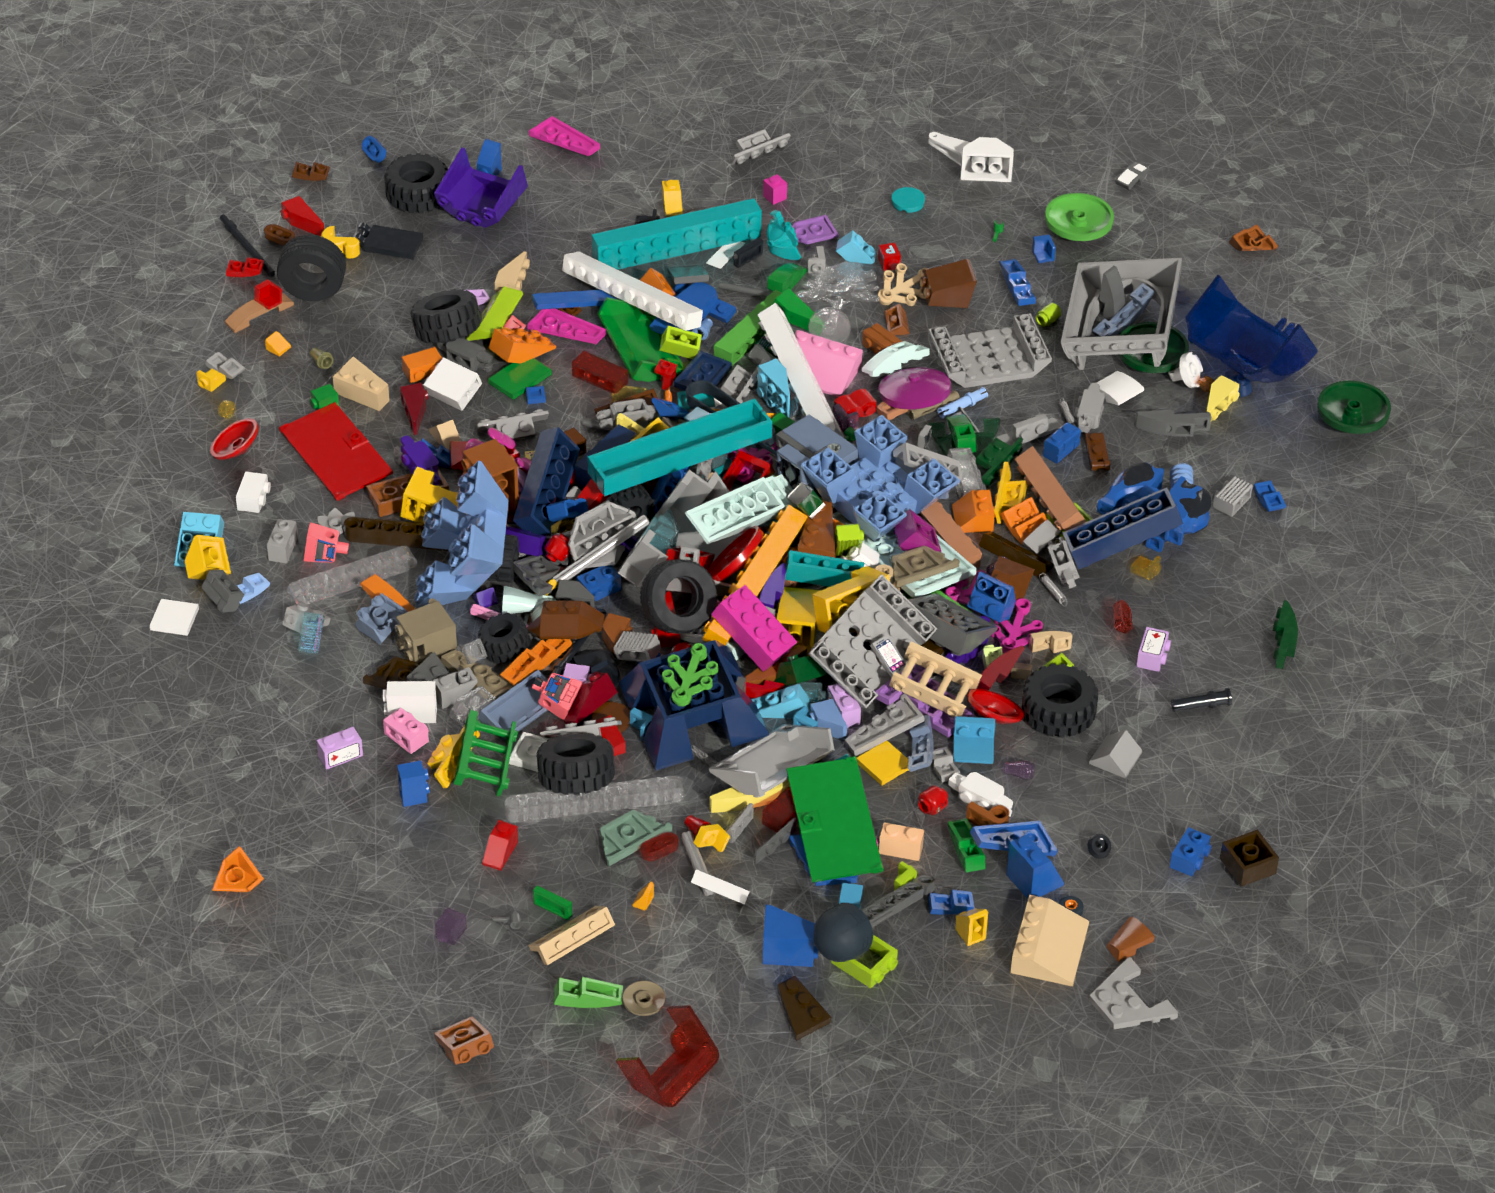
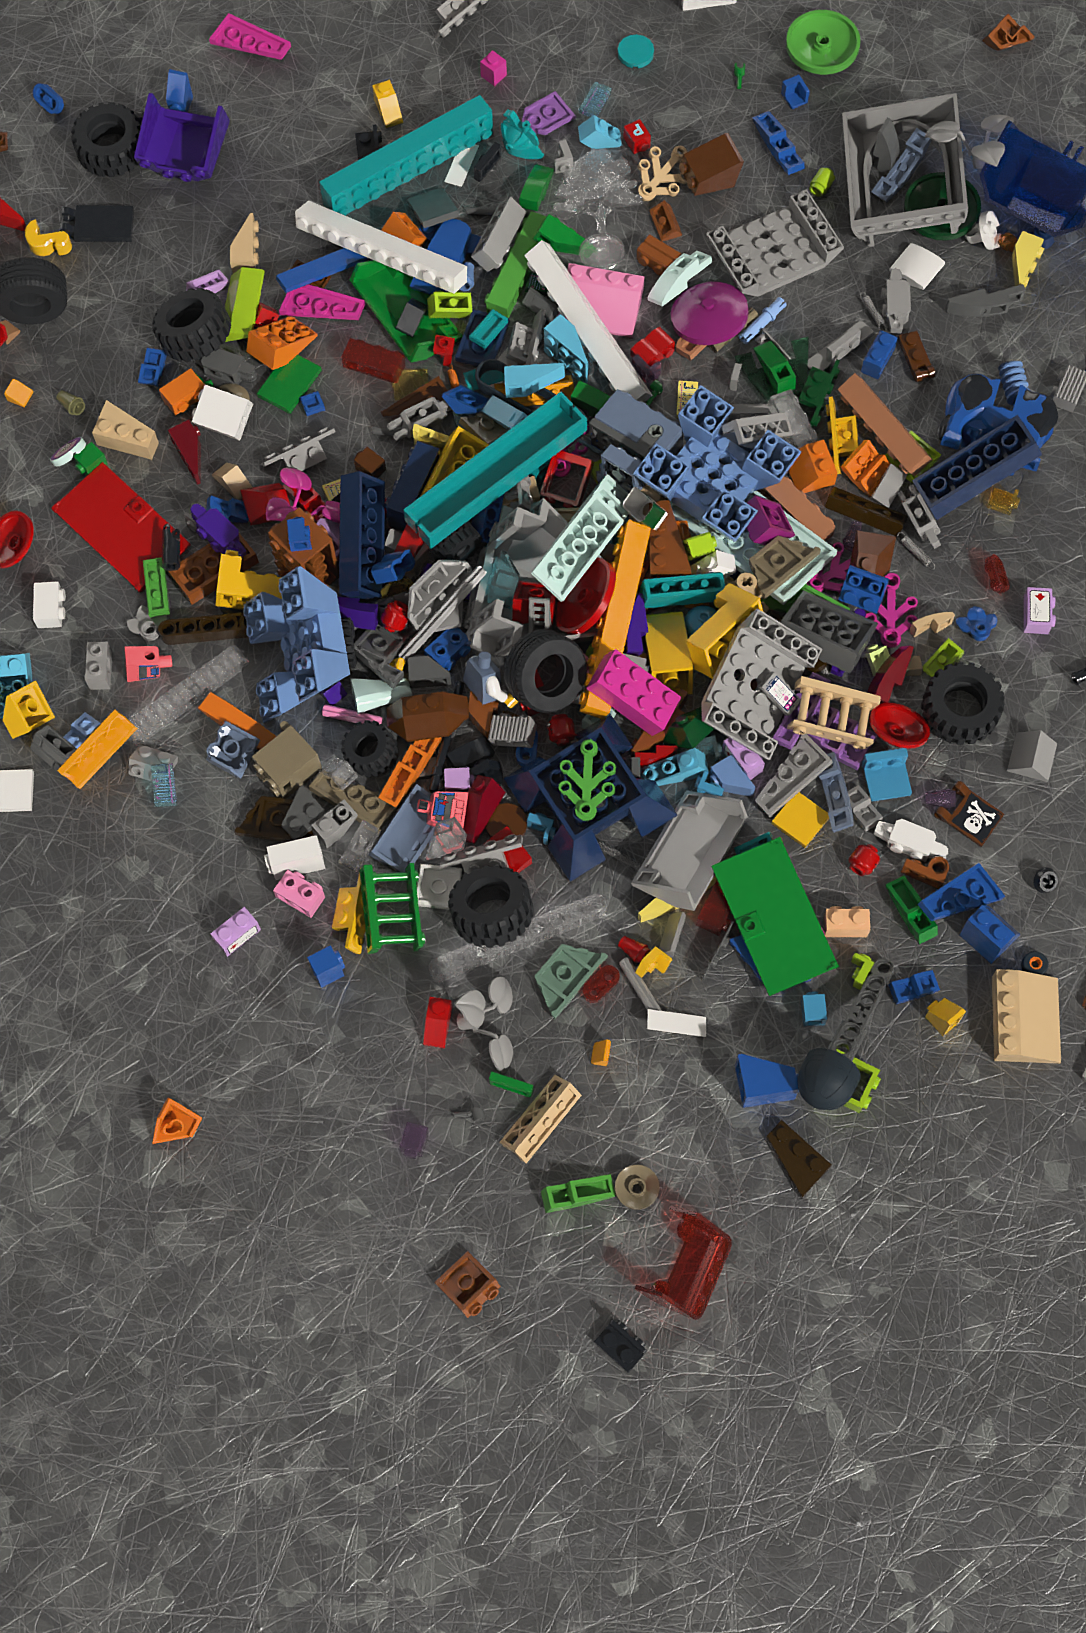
camera: 10 degrees left, 25 degrees up
(262, 597) = (97, 749): none -> light orange fence
(306, 388) = (66, 452): none -> tile
(352, 495) = (156, 588): none -> bright green tile
(373, 469) = (170, 549): none -> black piece
(402, 345) = (153, 367): none -> blue slope
(488, 453) = (298, 534): none -> blue brick
(534, 821) = (472, 1017): none -> light grey plant
(551, 710) = (446, 838): none -> clear slope
(591, 1113) = (621, 1345): none -> black bracket
(623, 602) = (485, 680): none -> sand blue torso
(643, 347) = (412, 317): none -> black slope
(710, 365) = (488, 329): none -> teal tile
(727, 394) = (527, 379): none -> medium azure slope
(741, 300) = (499, 234): none -> light grey brick
(862, 226) = (595, 100): none -> clear light blue tile
(1045, 789) = (972, 817): none -> flag
(1094, 650) = (977, 623): none -> blue plate
(1191, 297) = (987, 152): none -> light grey plant

